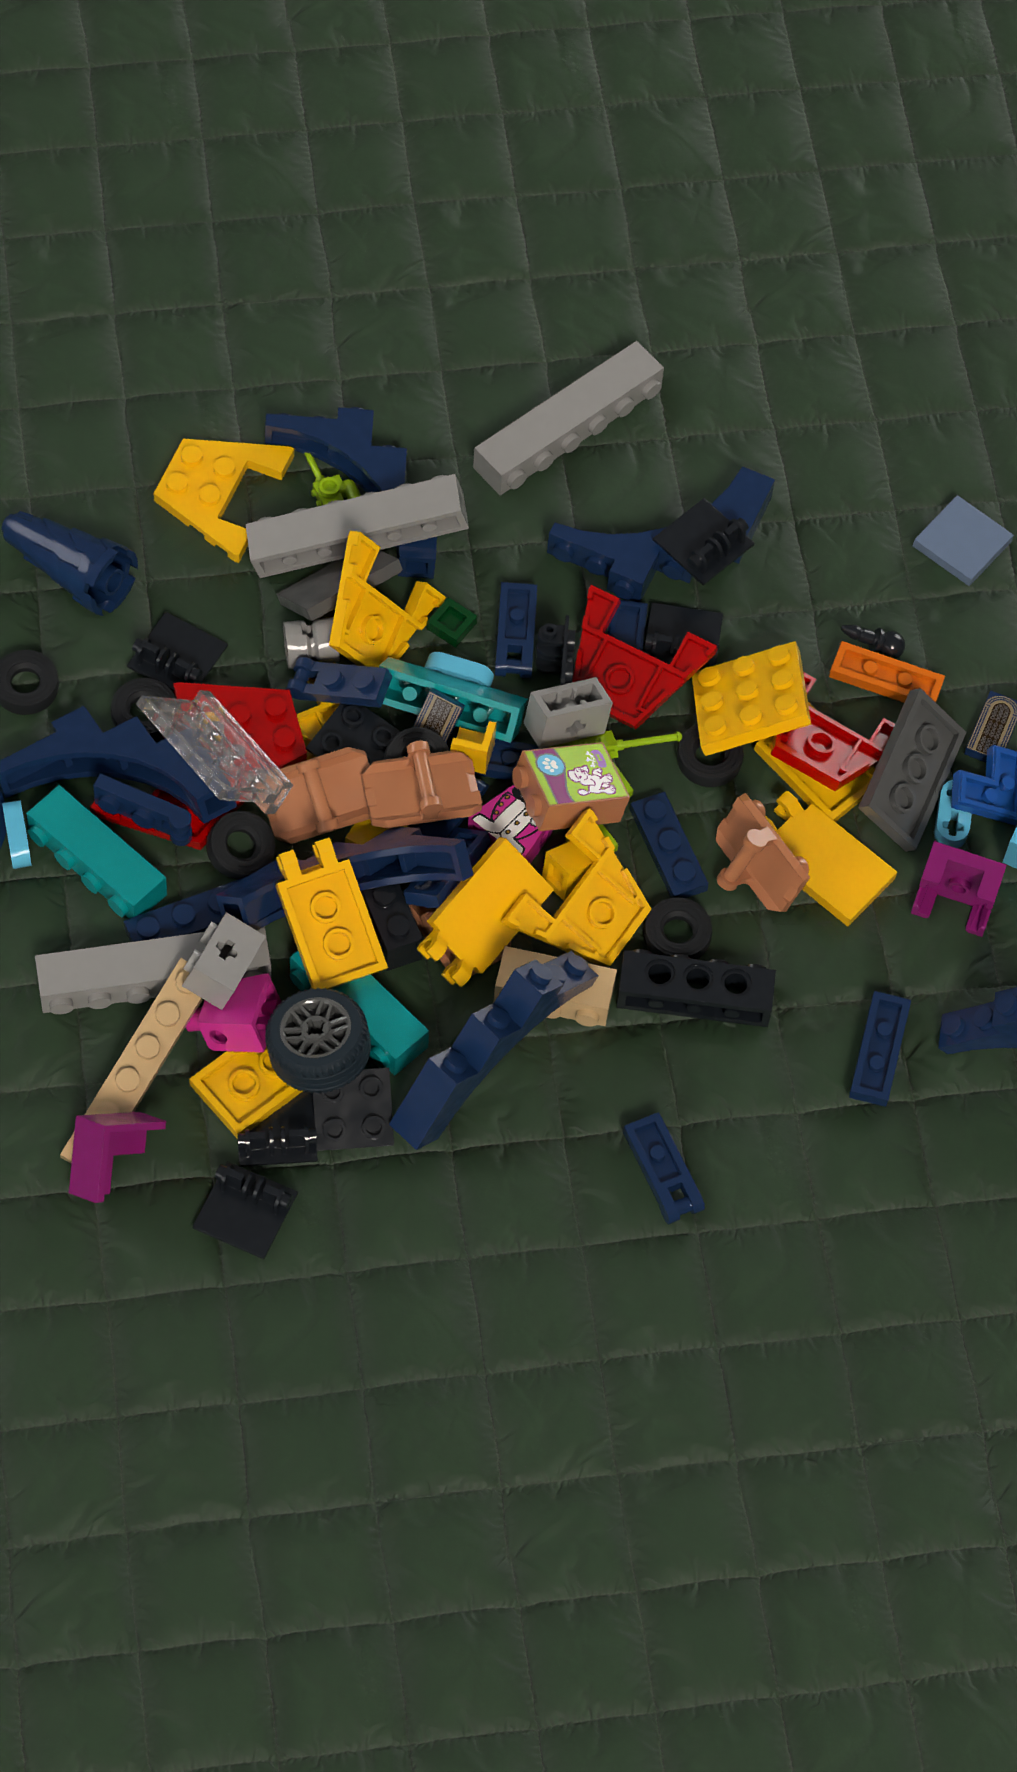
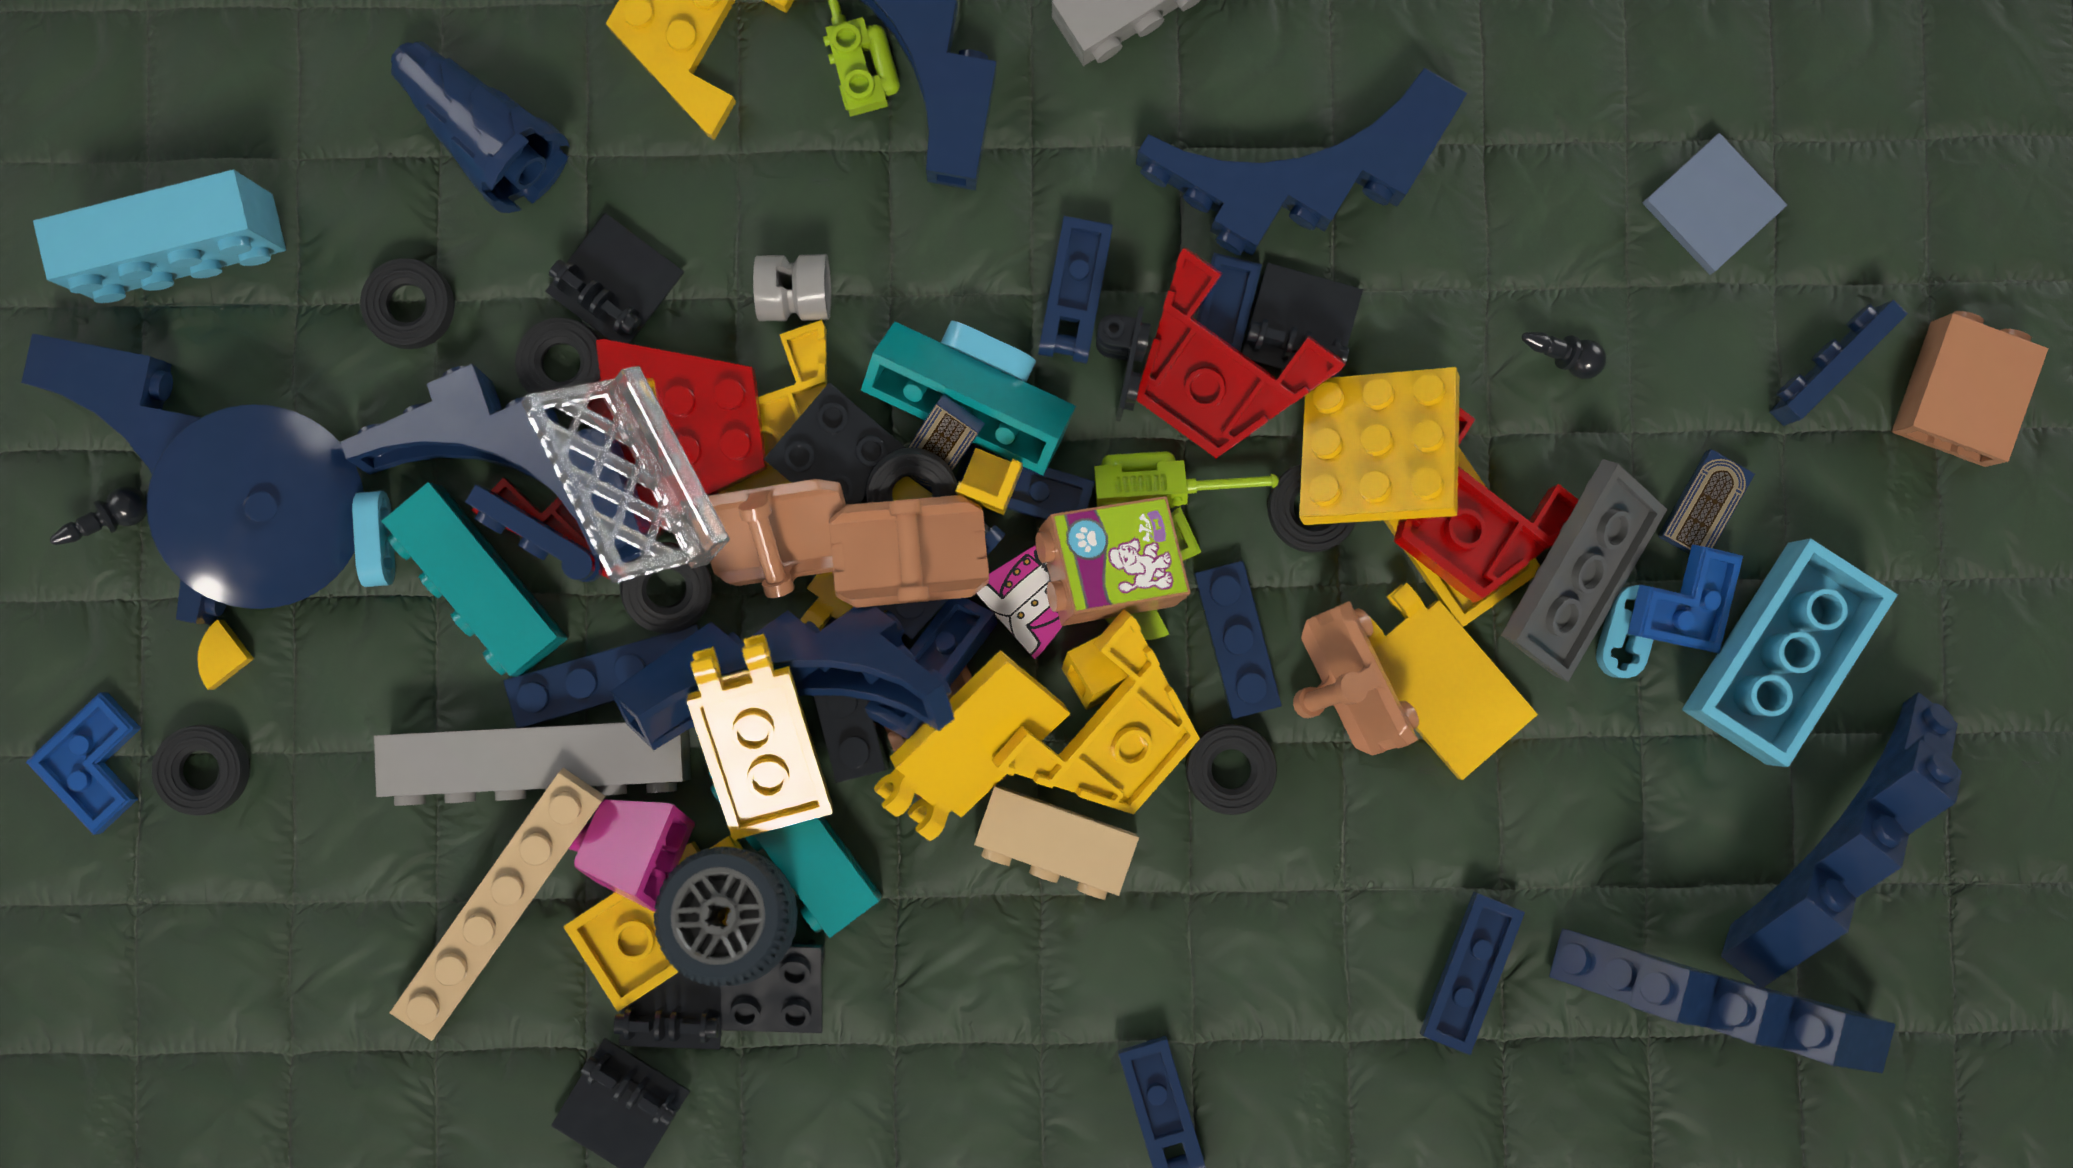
camera: 15 degrees right, 25 degrees up
(97, 1141) = (436, 1013): magenta panel -> none
(223, 961) = (635, 780): light grey brick -> none
(319, 591) = (841, 198): dark grey tile -> none
(339, 683) = (820, 368): dark blue plate -> none
(367, 623) = (870, 279): yellow wing -> none
(385, 517) = (873, 117): light grey brick -> none
(451, 622) = (990, 265): dark green tile -> none
(485, 1039) = (964, 939): dark blue arch -> none
(567, 712) = (1125, 444): light grey brick -> none
(680, 999) = (1315, 893): black brick -> none
(704, 541) = (1352, 190): black hinge -> none
(883, 674) = (1573, 413): orange plate -> none
(960, 878) = (1651, 774): magenta panel -> none

